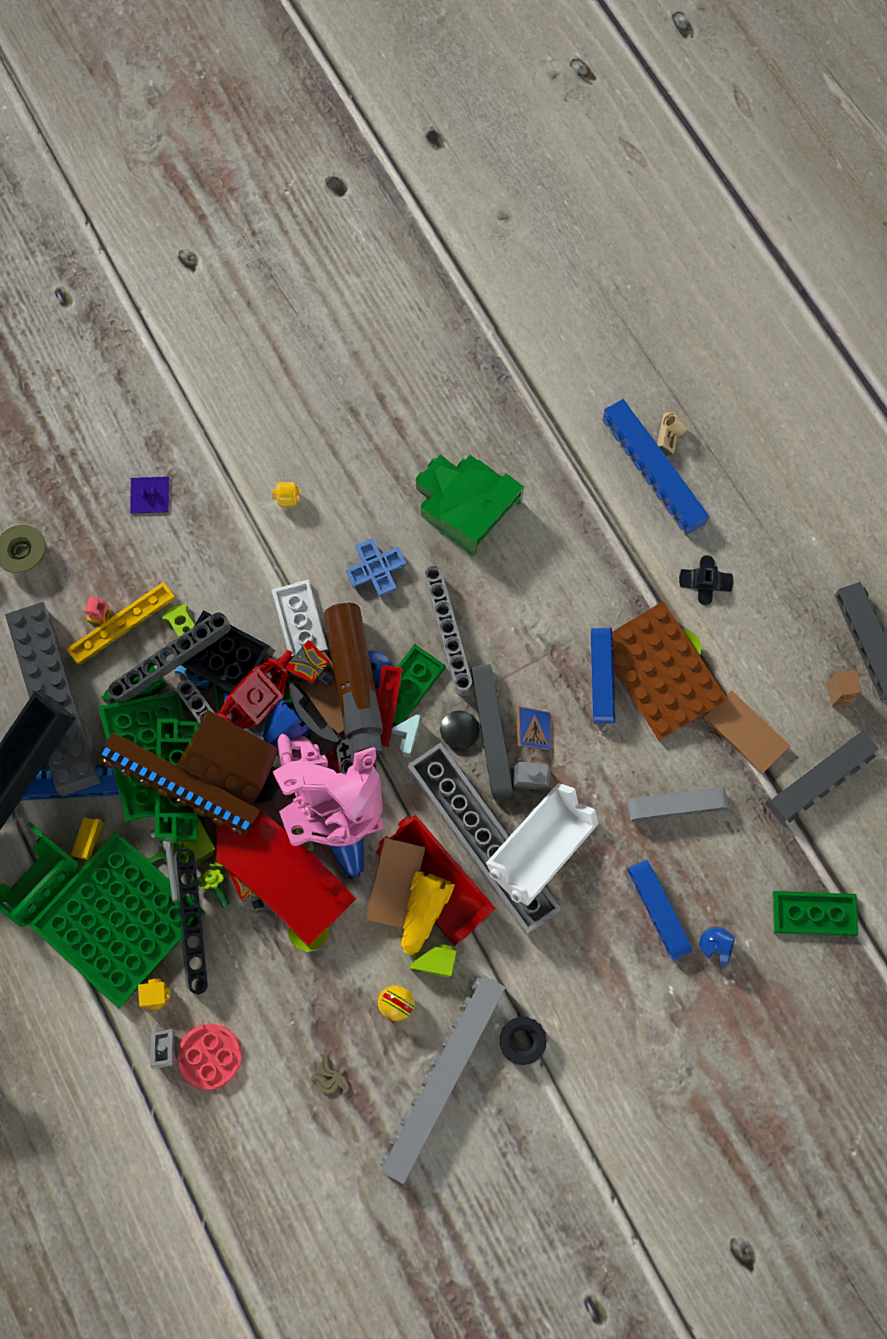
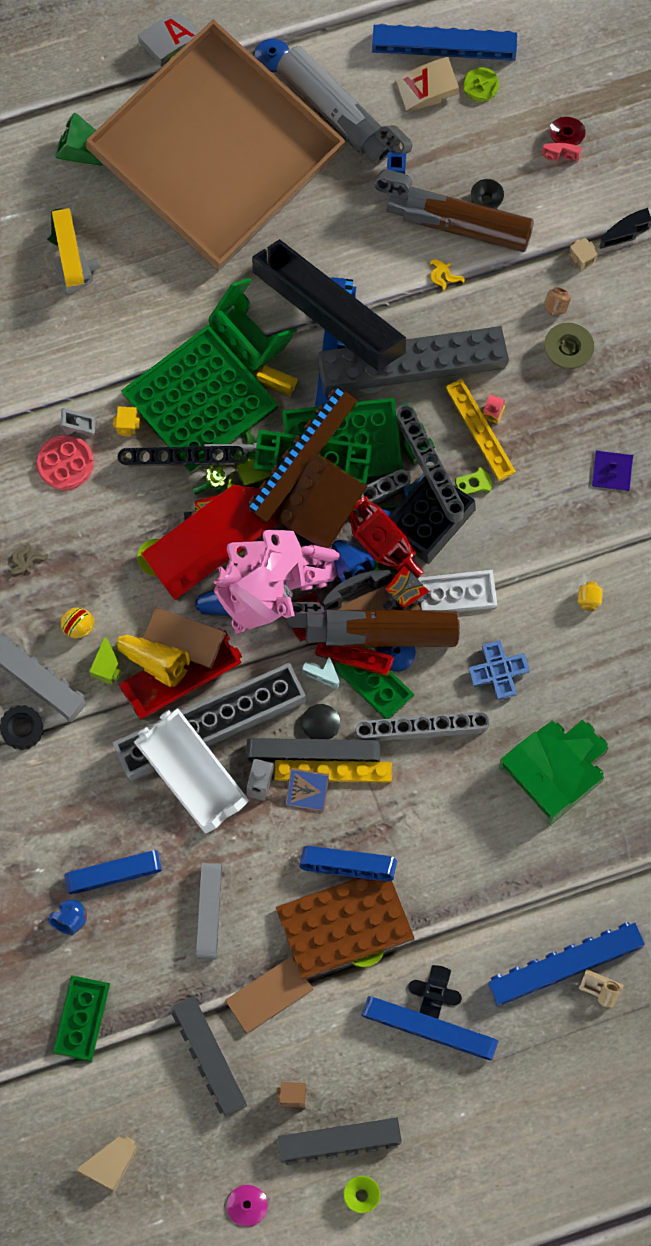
camera: 100 degrees right, 0 degrees up
(507, 706) = (338, 770): none -> yellow plate
(743, 578) = (429, 1028): none -> blue beam

